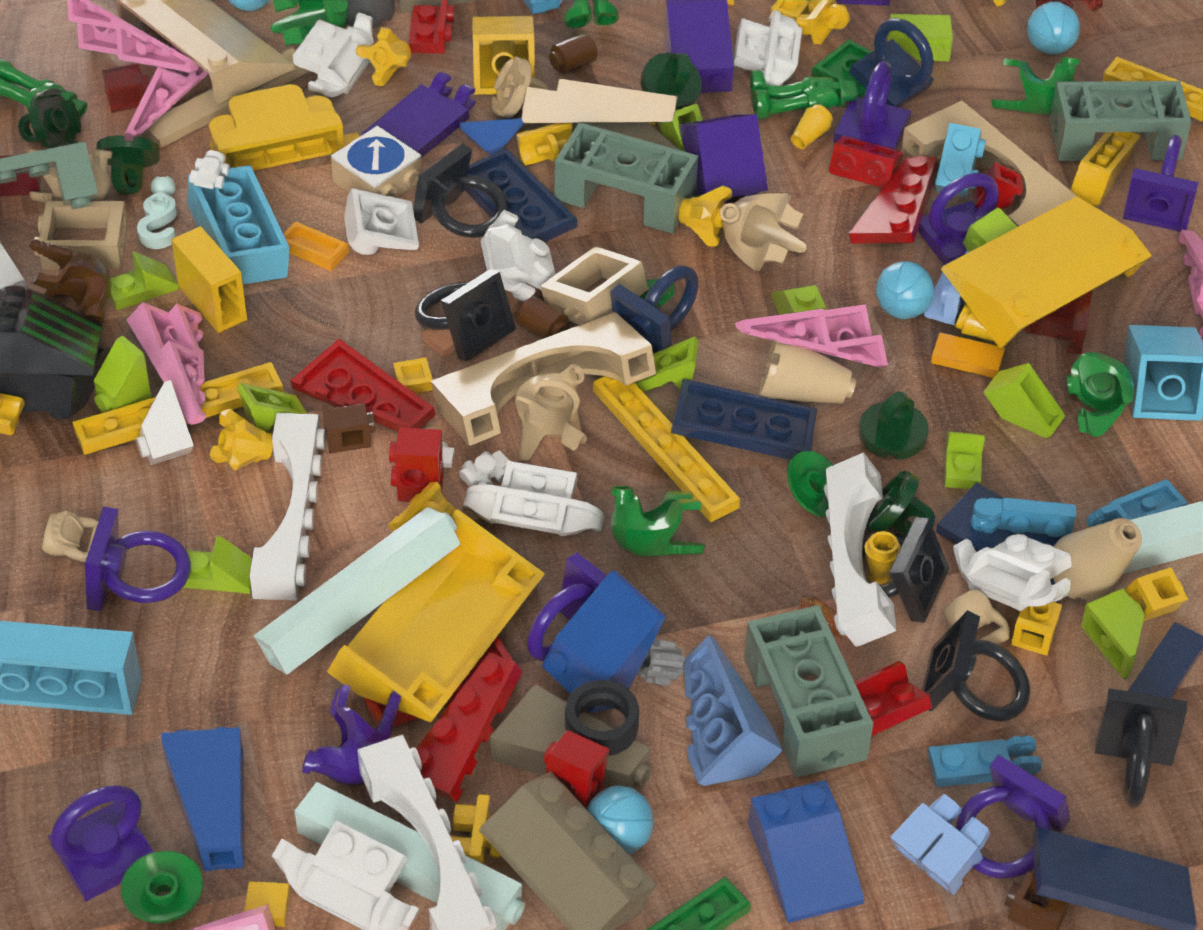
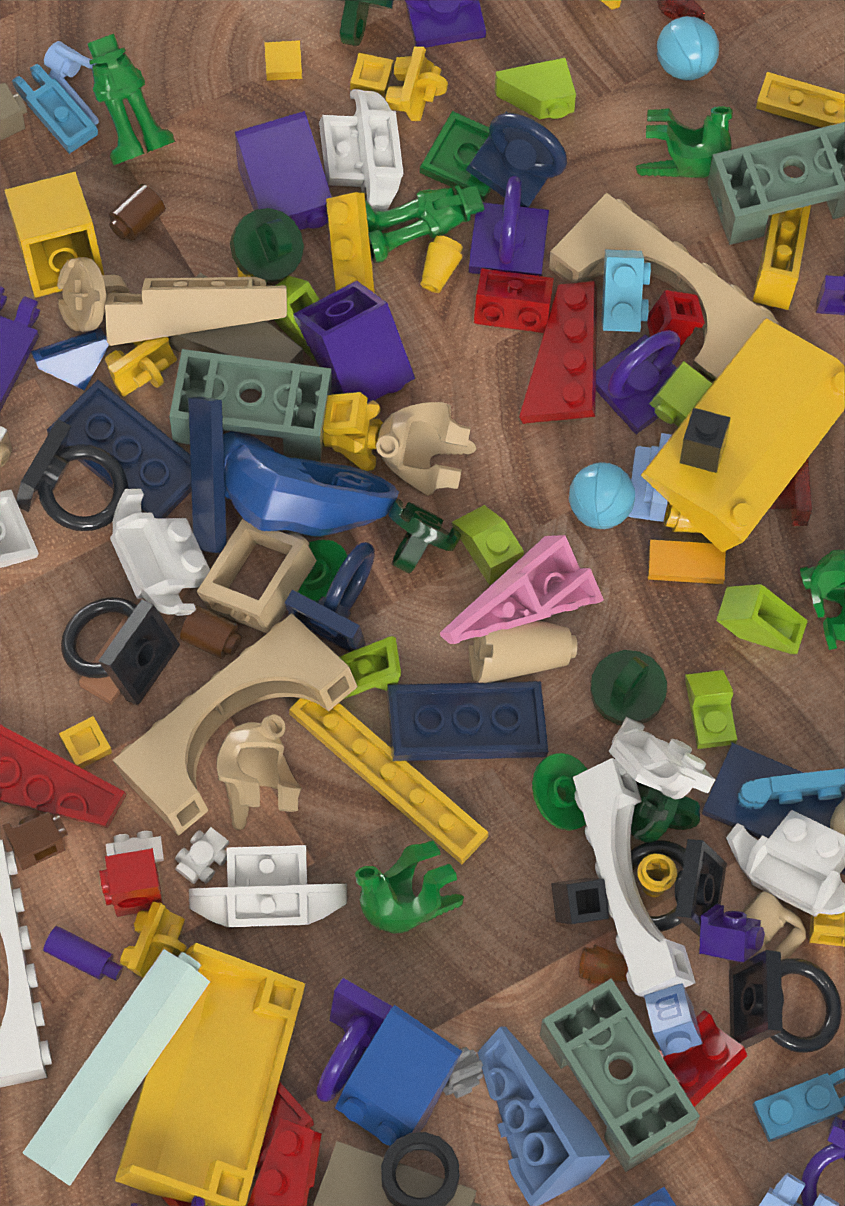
camera: 15 degrees left, 20 degrees up
(357, 515) = (81, 954): none -> dark purple cylinder
(574, 204) = (207, 473): none -> dark blue tile
(646, 234) = (300, 493): none -> blue piece
(701, 189) = (345, 414): none -> yellow tile
(740, 85) = (350, 240): none -> yellow plate
(743, 282) = (422, 529): none -> dark green tile
(808, 559) = (580, 900): none -> black brick
(868, 654) = (673, 1019): none -> medium blue brick
(908, 462) = (659, 763): none -> white plate
(935, 606) = (730, 934): none -> dark purple brick
(1002, 246) = (705, 440): none -> black brick

